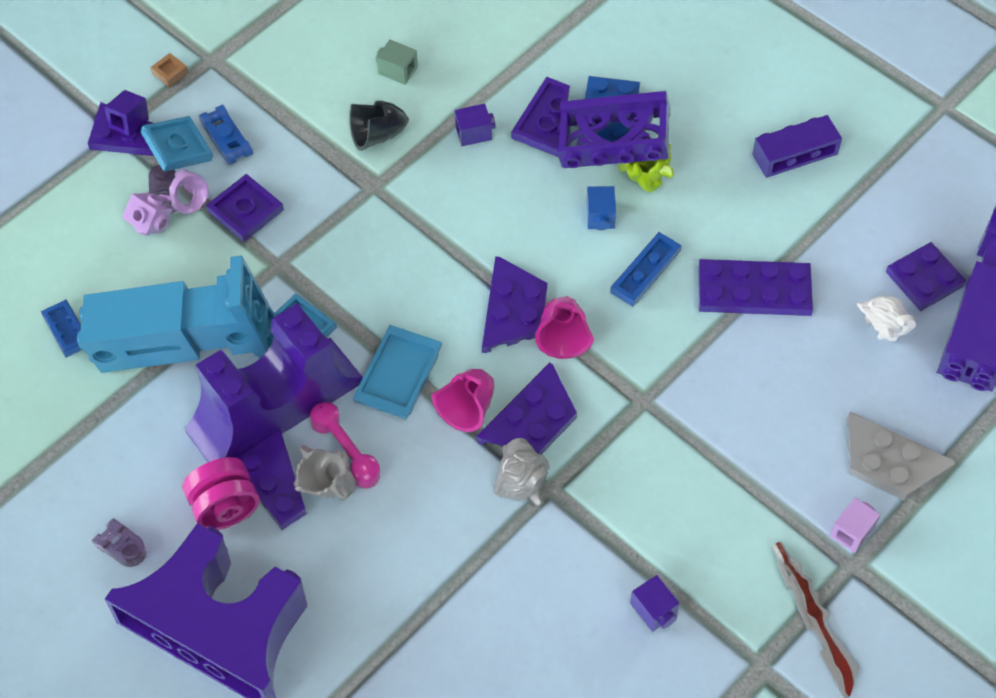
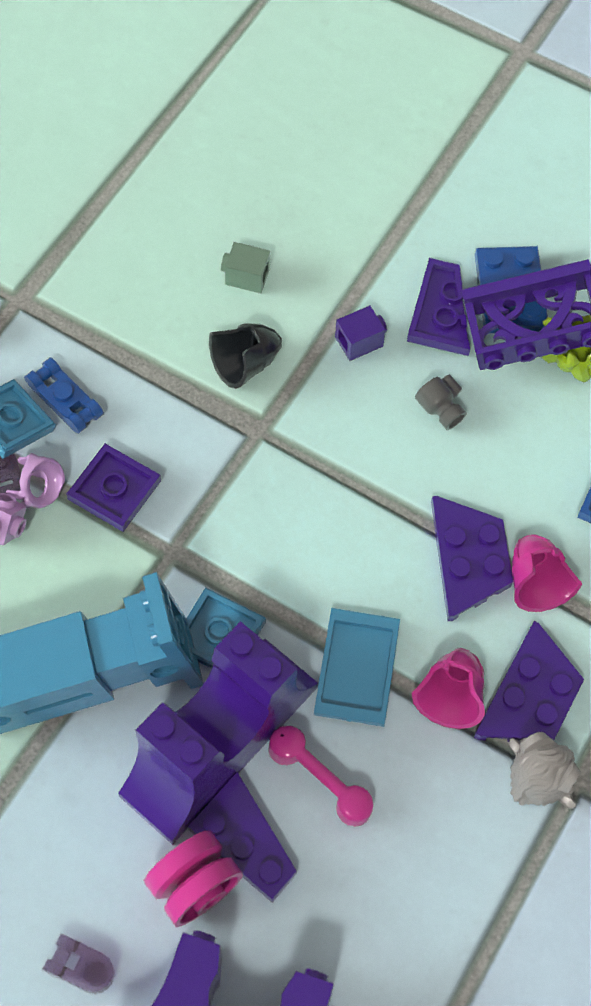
camera: 15 degrees left, 5 degrees up
(324, 474) = (310, 823): light grey hair -> none
(523, 183) = (437, 399): none -> dark grey piece
(601, 207) = (539, 413): blue brick -> none

